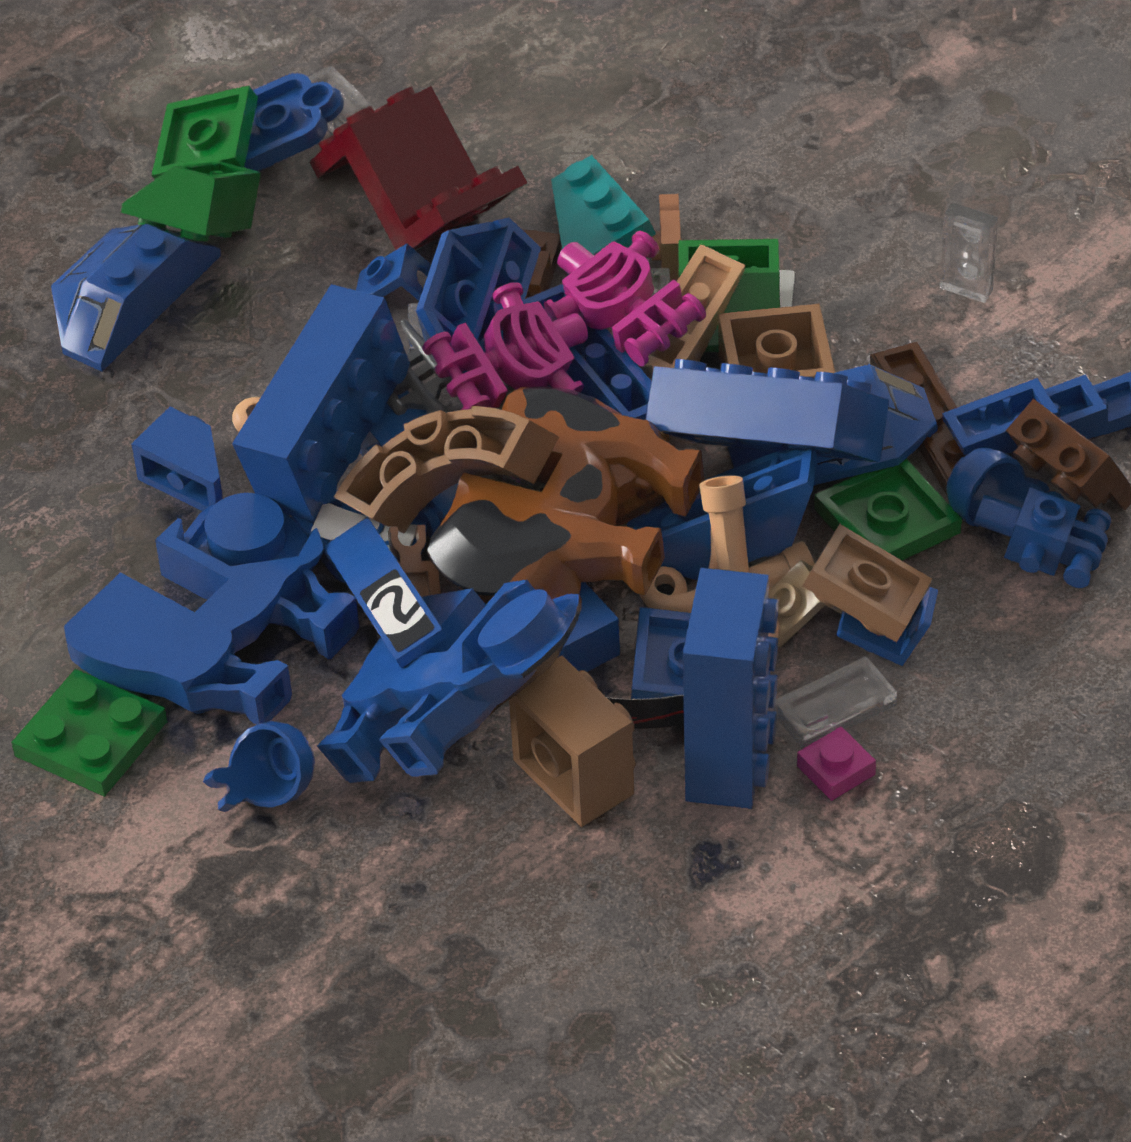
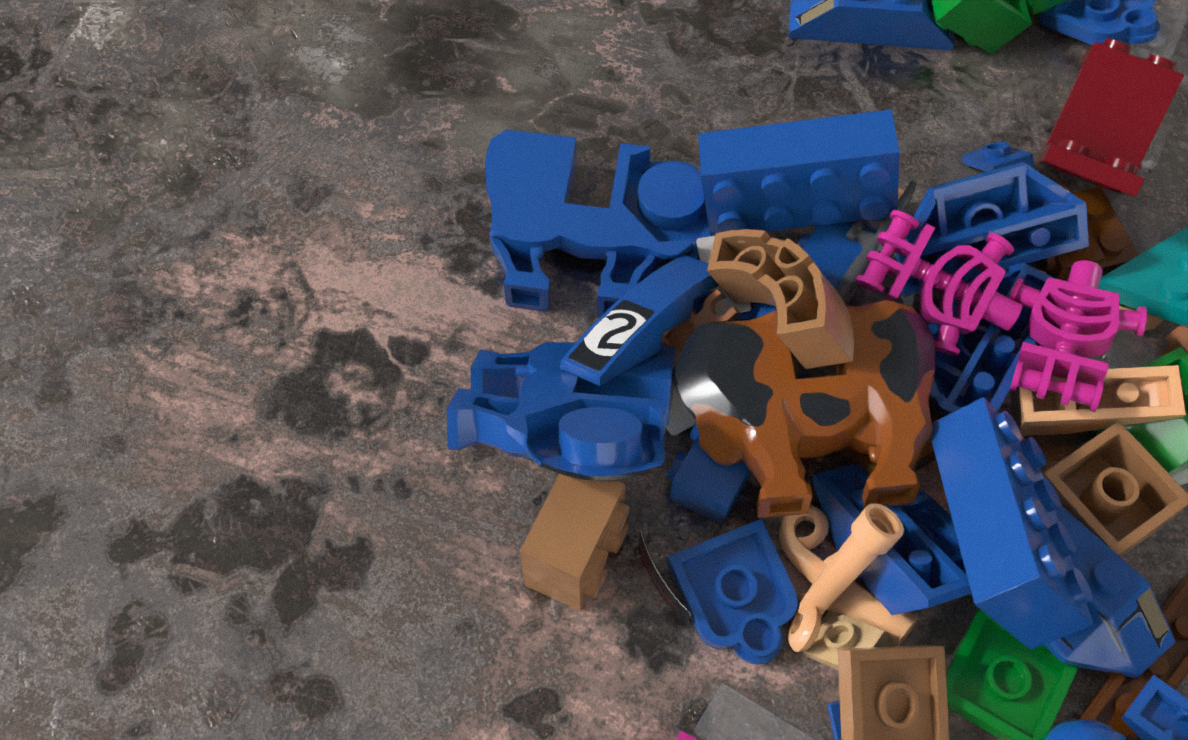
camera: 60 degrees right, 15 degrees up
(89, 732) = (441, 200): green plate -> none
(179, 459) = (728, 108): blue slope -> none
(265, 767) = (452, 326): blue piece -> none
(729, 687) = (661, 638): blue brick -> none

